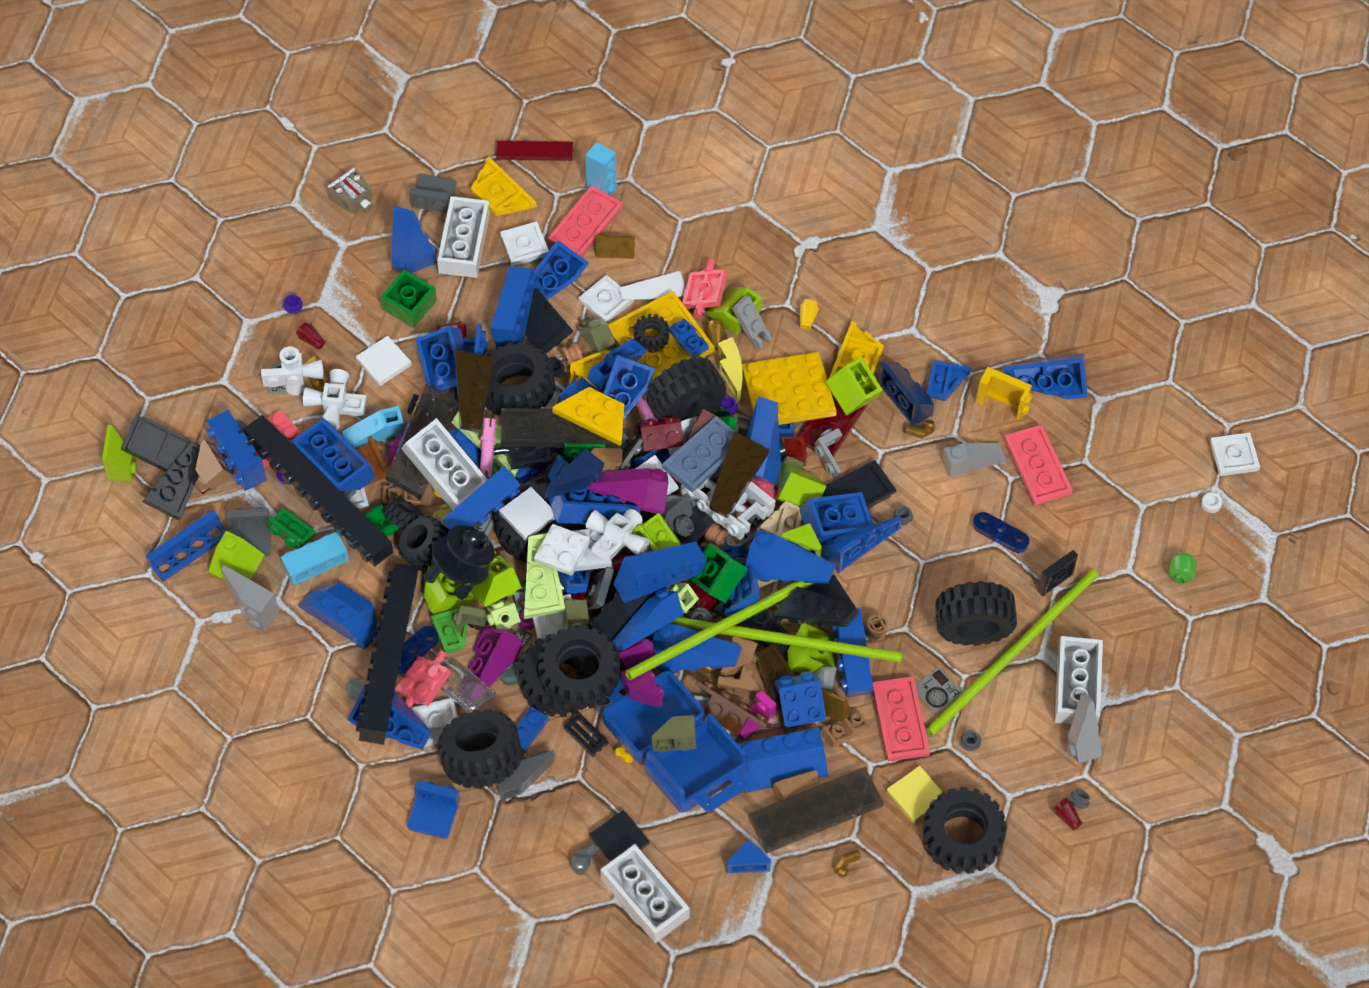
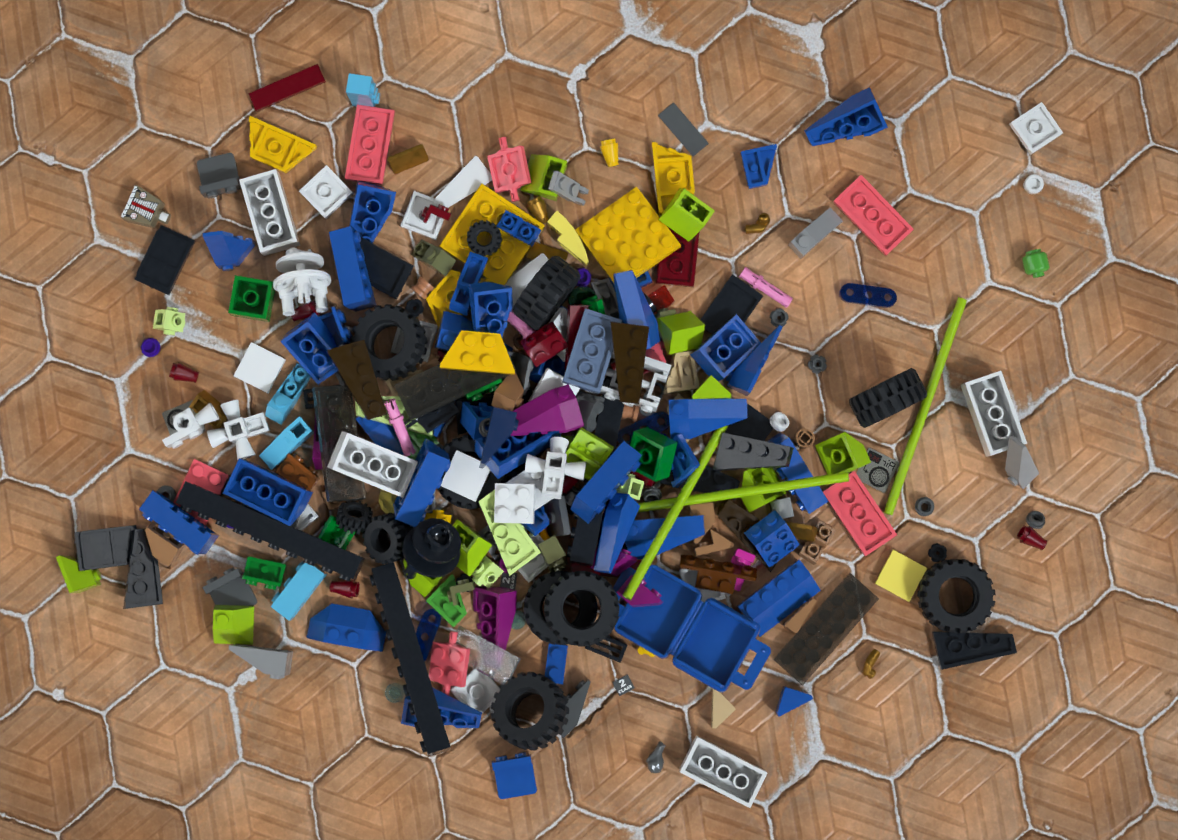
camera: 25 degrees left, 25 degrees up
(182, 541) = (176, 625): blue fence -> none
(323, 286) = (169, 320): none -> yellowish green brick
(346, 241) = (164, 260): none -> black piece
(361, 576) = (345, 588): none -> dark red cone
(395, 391) = (287, 395): none -> medium azure slope
(463, 295) = (301, 279): none -> white piece
(585, 779) = (623, 685): none -> dark grey sticker
(618, 836) = (677, 727): black tile -> none
(621, 295) = (440, 211): none -> dark red bracket
(672, 837) = (720, 709): none -> tan slope
(675, 734) = (691, 630): olive slope -> none
(684, 526) = (604, 425): dark grey plate -> none
(828, 438) = (685, 275): light grey bracket -> none
(860, 602) = (779, 421): none -> white tile
(887, 325) = (683, 129): none -> dark grey sticker
(898, 478) = (764, 286): none -> bright pink pin
(905, 392) = (731, 195): dark blue slope -> none
(917, 657) = (842, 454): none -> lime slope
(921, 575) = (812, 364): none -> dark grey plate
(952, 889) = (968, 648): none -> black wing
(964, 782) = (942, 553): none -> black plate
(1005, 390) = (818, 156): yellow panel -> none
(1057, 573) = (936, 319): black tile -> none

